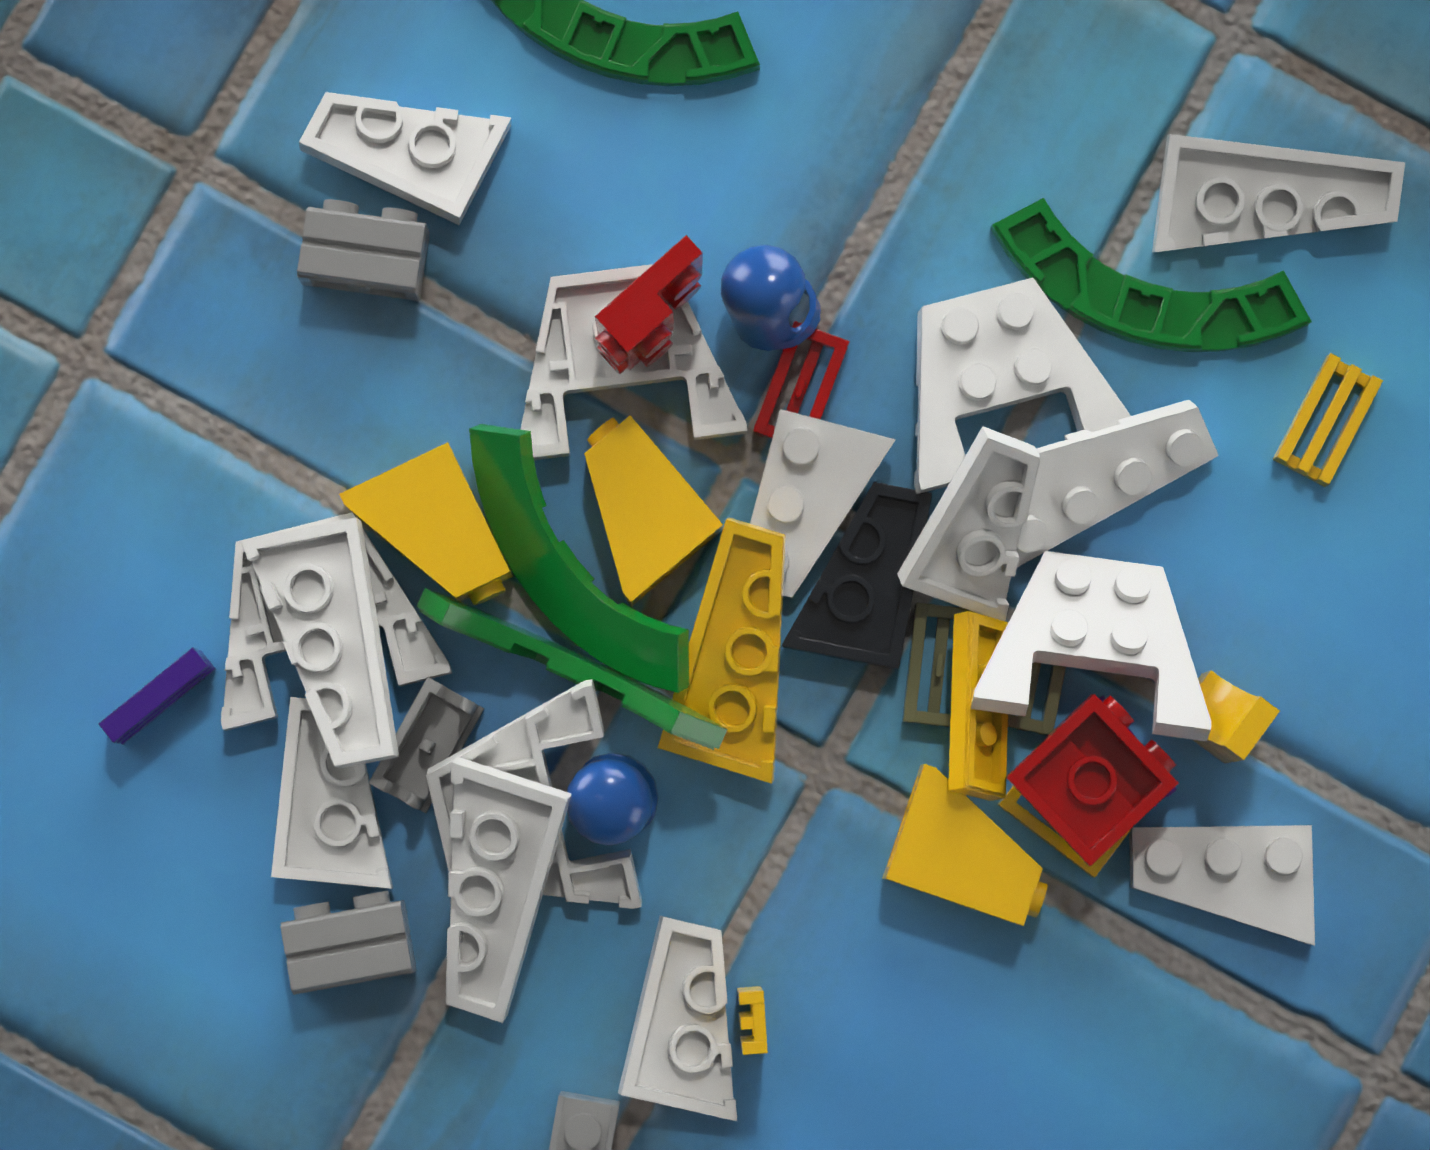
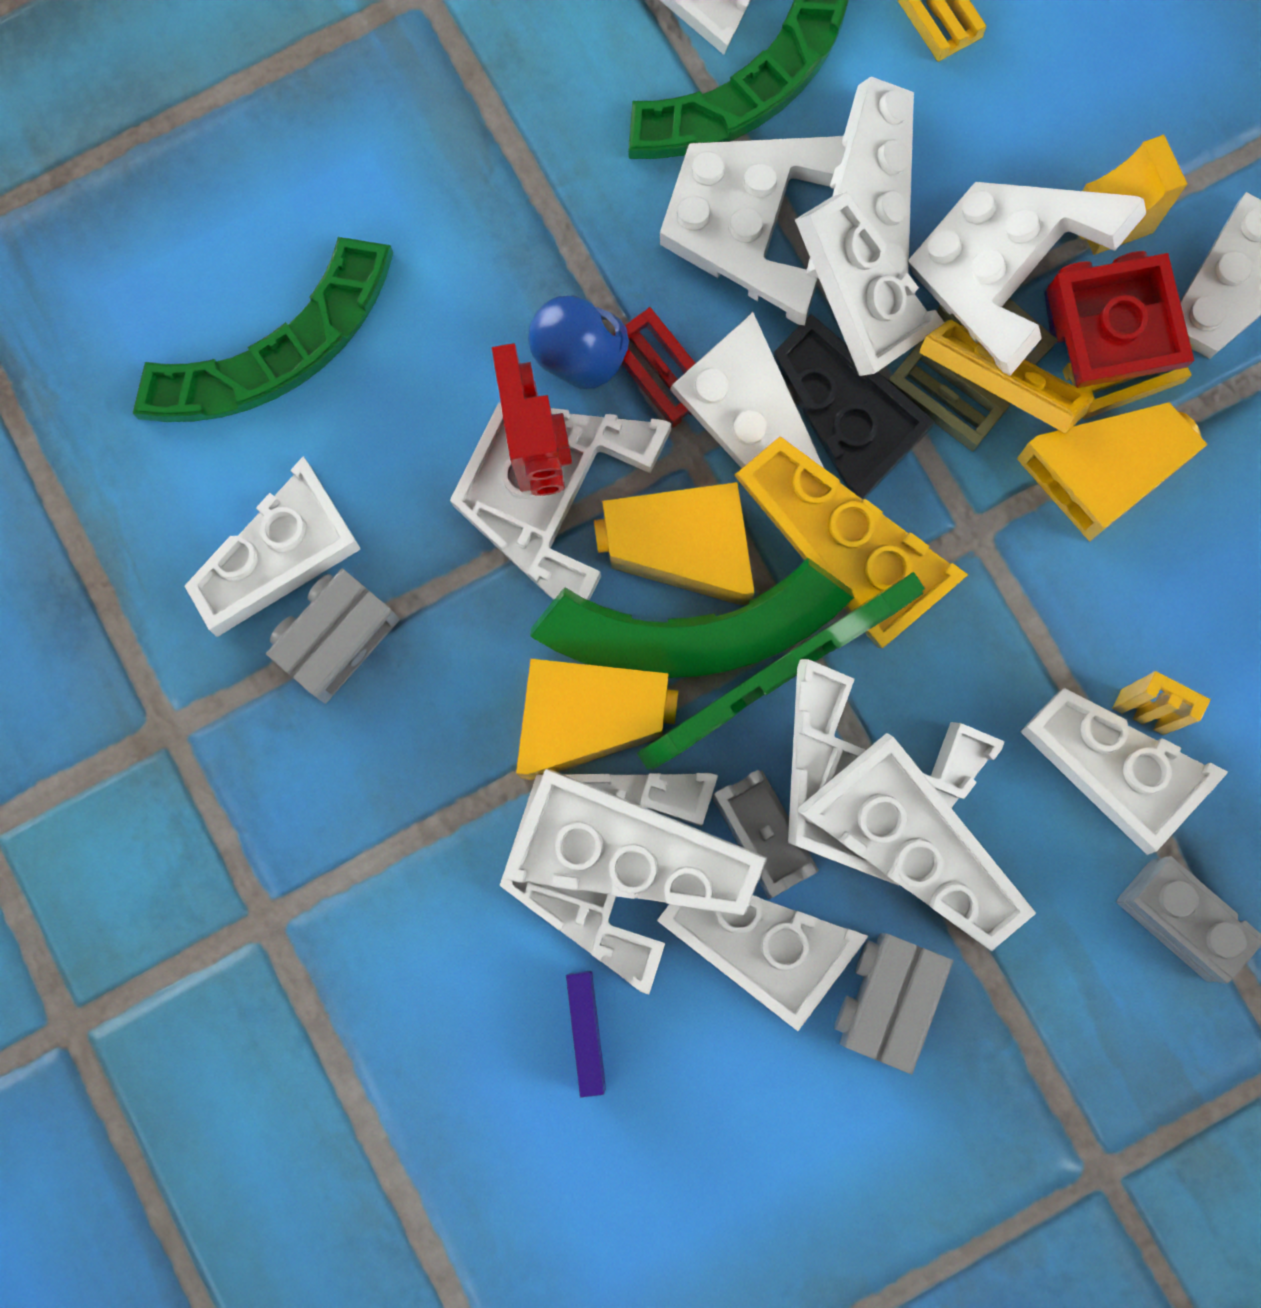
camera: 45 degrees left, 5 degrees down
(612, 799) = (905, 706): blue helmet -> none

